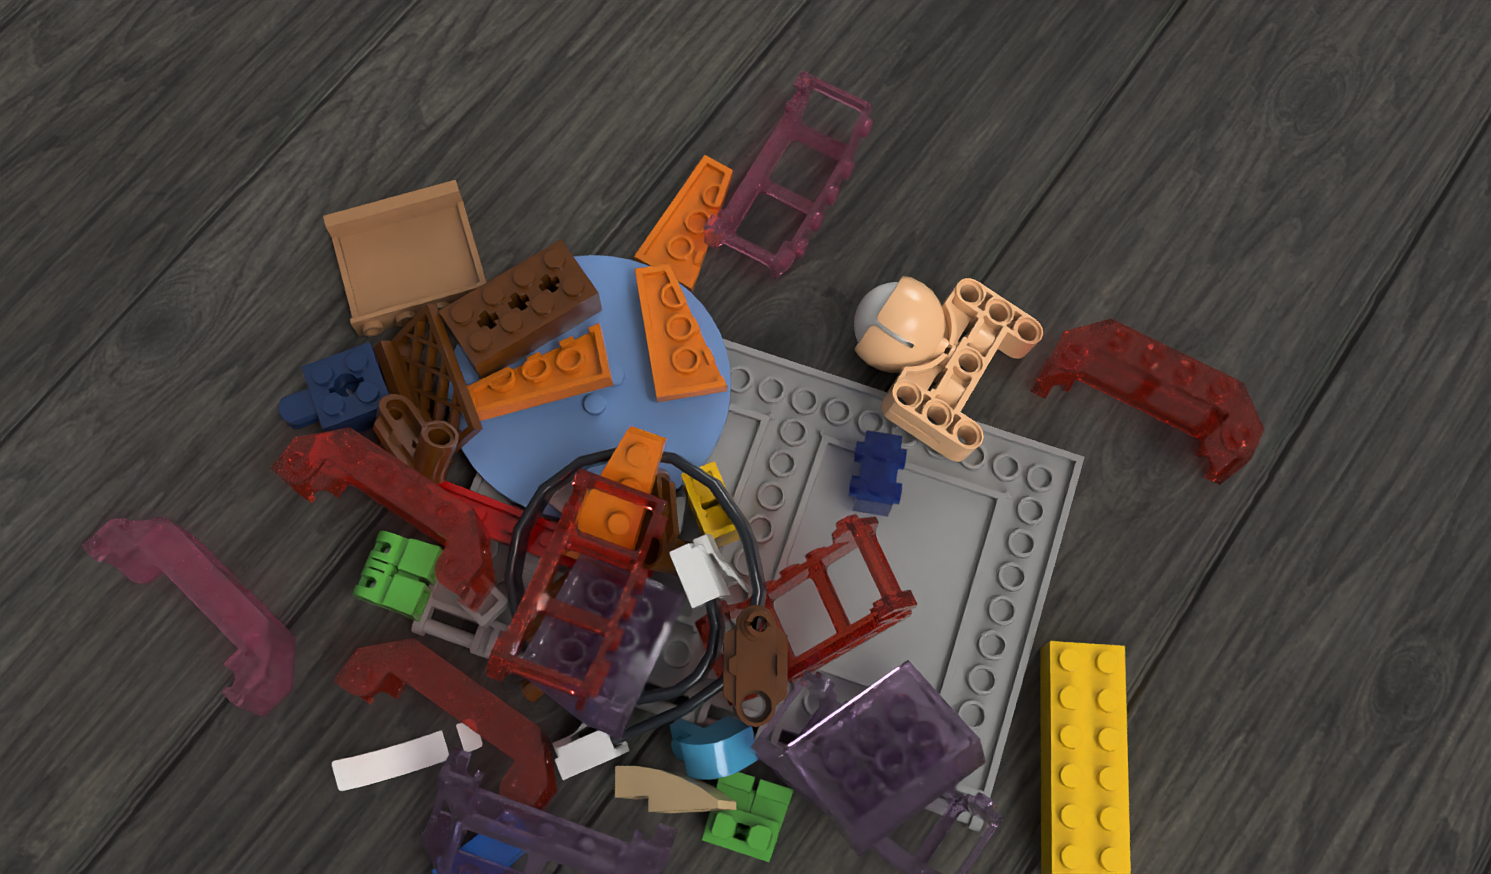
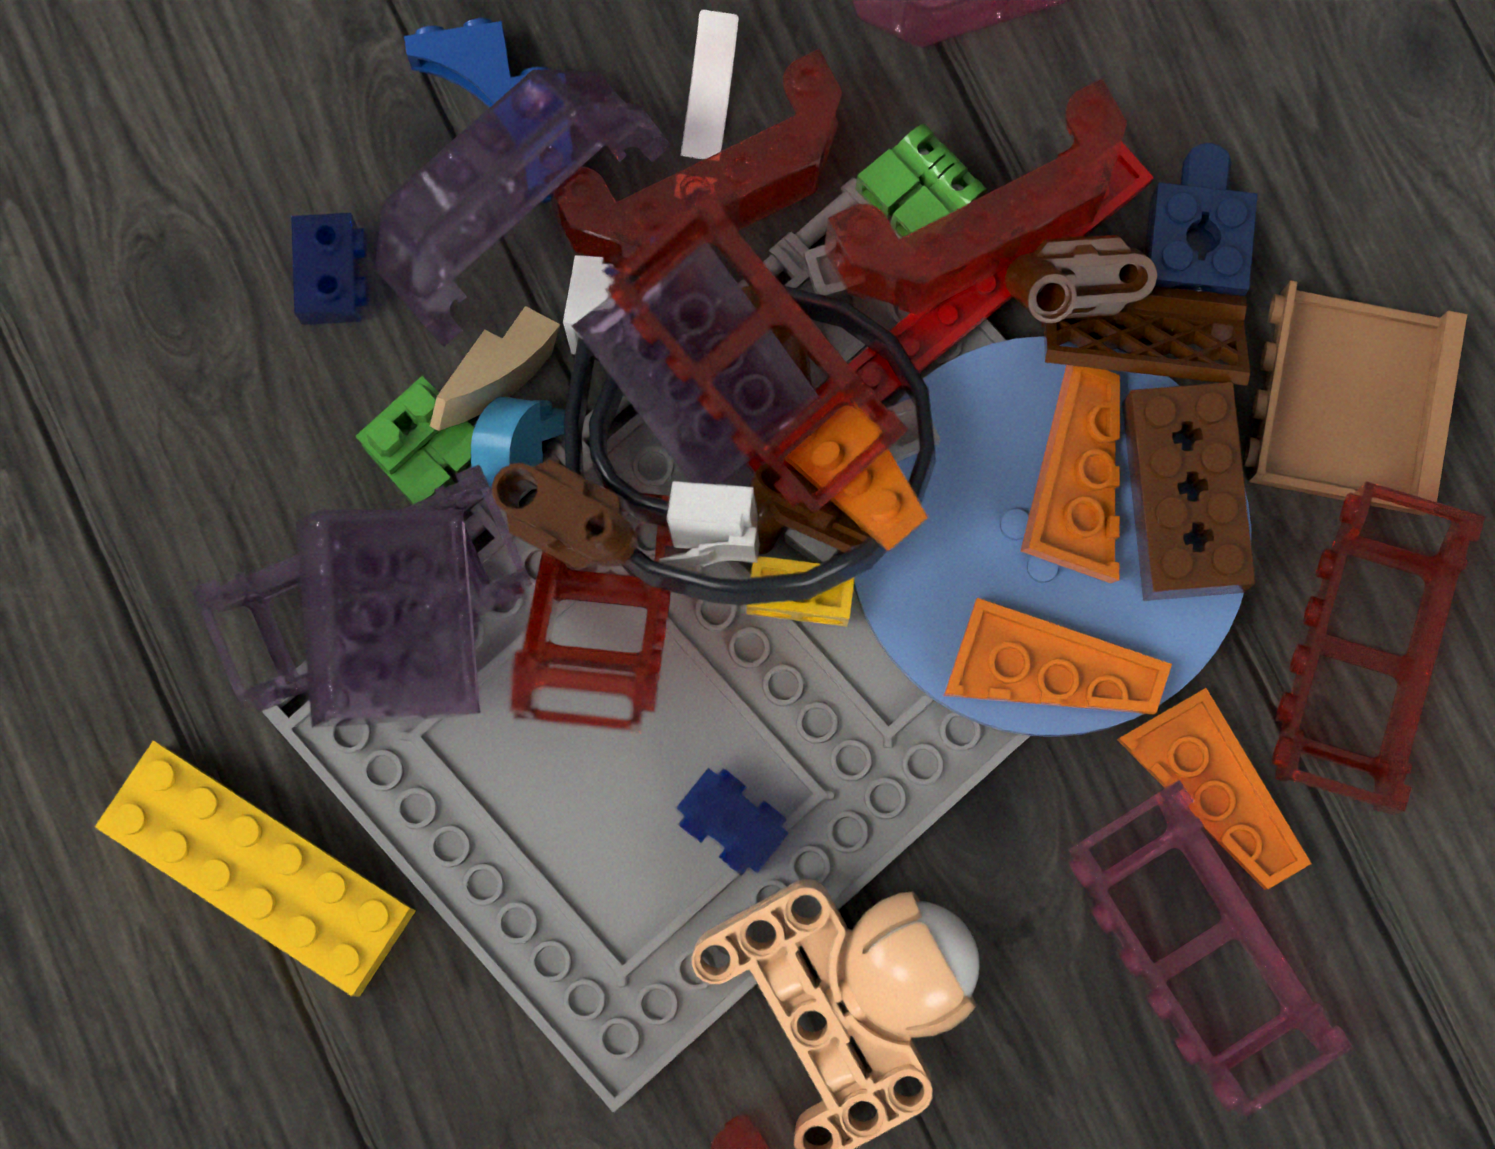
camera: 120 degrees right, 10 degrees up
(559, 156) = (1410, 670): none -> clear red windscreen

